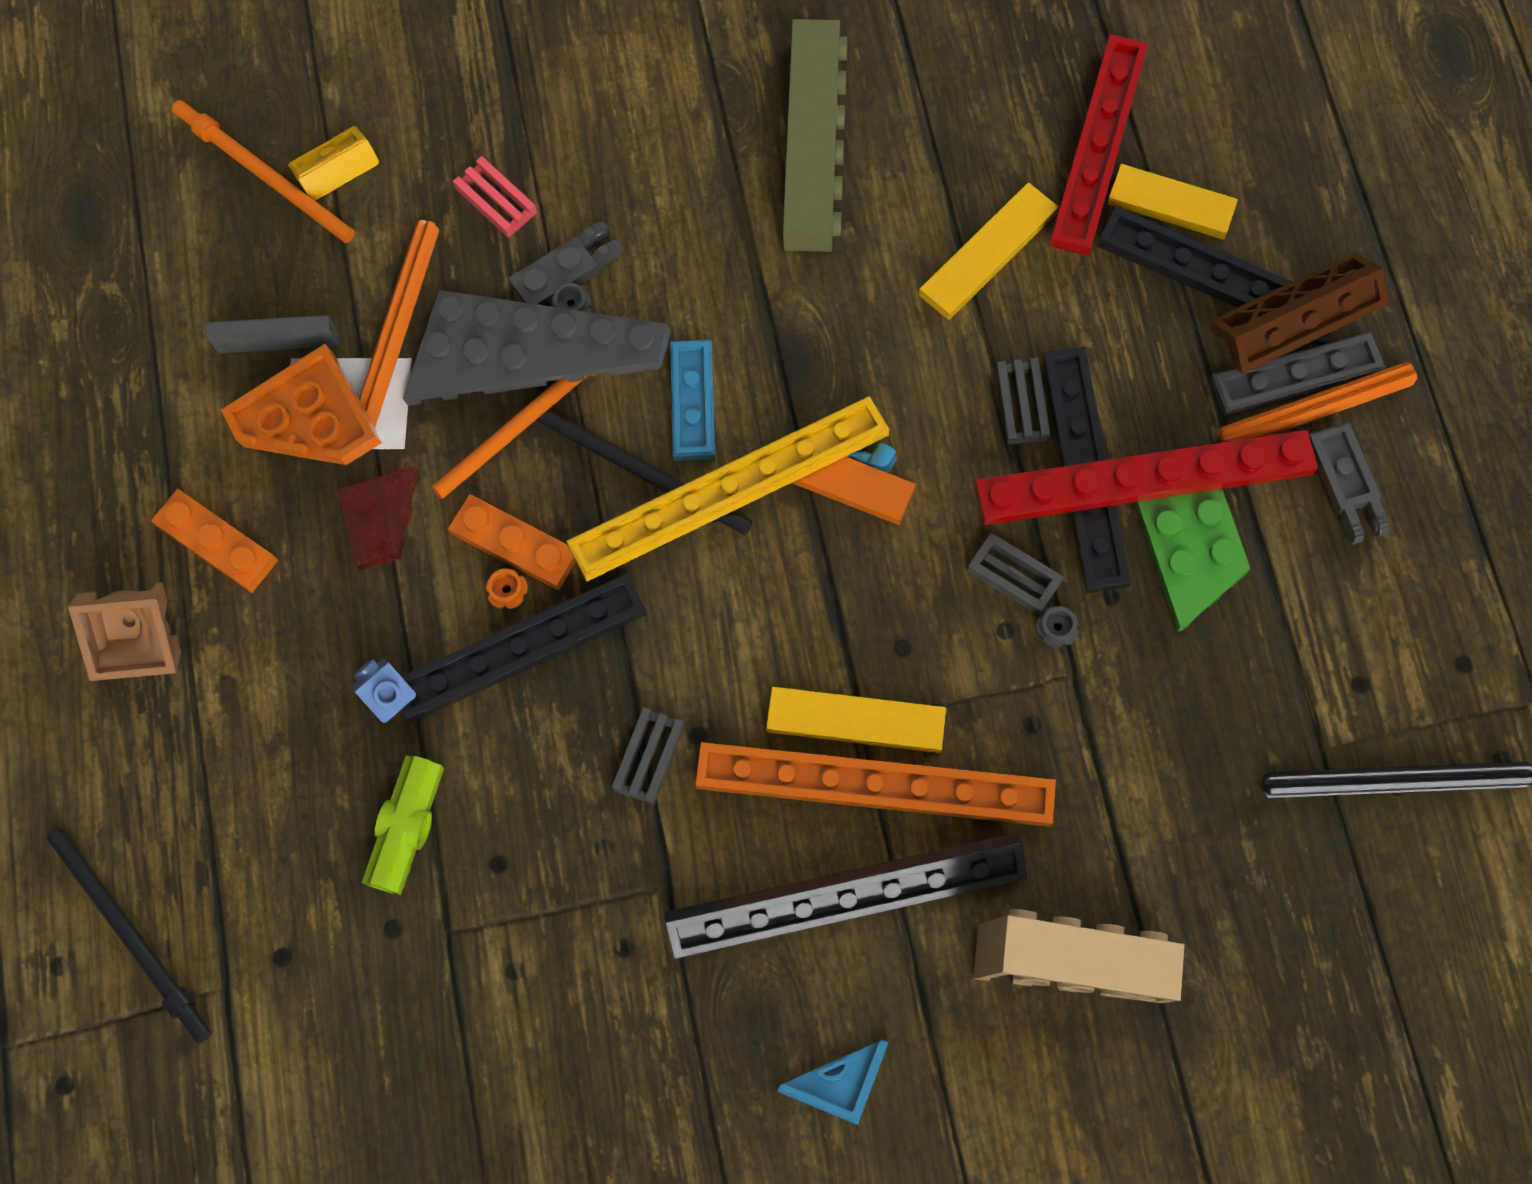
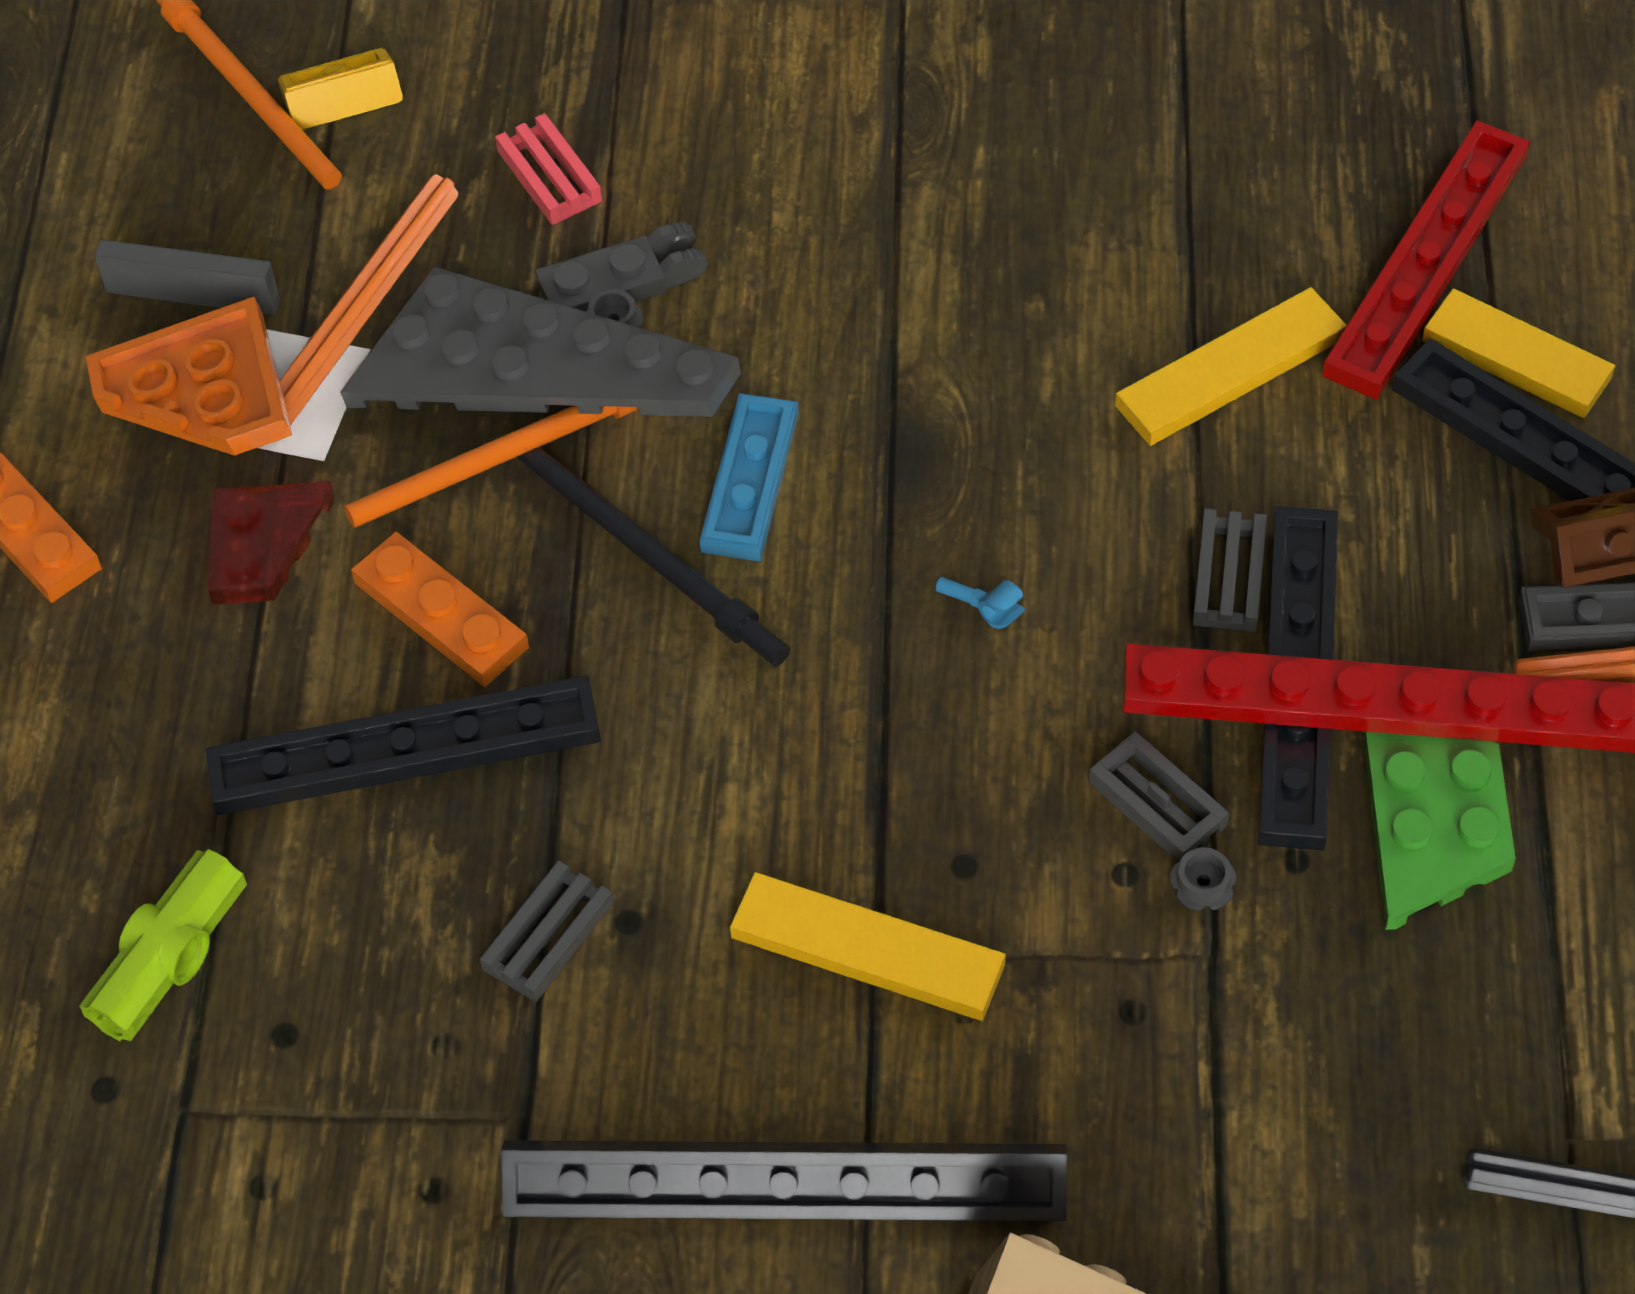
camera: 10 degrees right, 15 degrees down
(382, 689) = (191, 753): medium blue bracket -> none
(504, 578) = (407, 651): orange plate -> none
(727, 488) = (764, 592): yellow tile -> none
(812, 135) = (1015, 173): olive brick -> none
(862, 488) = (946, 626): orange tile -> none
(876, 784) = (874, 1038): orange plate -> none

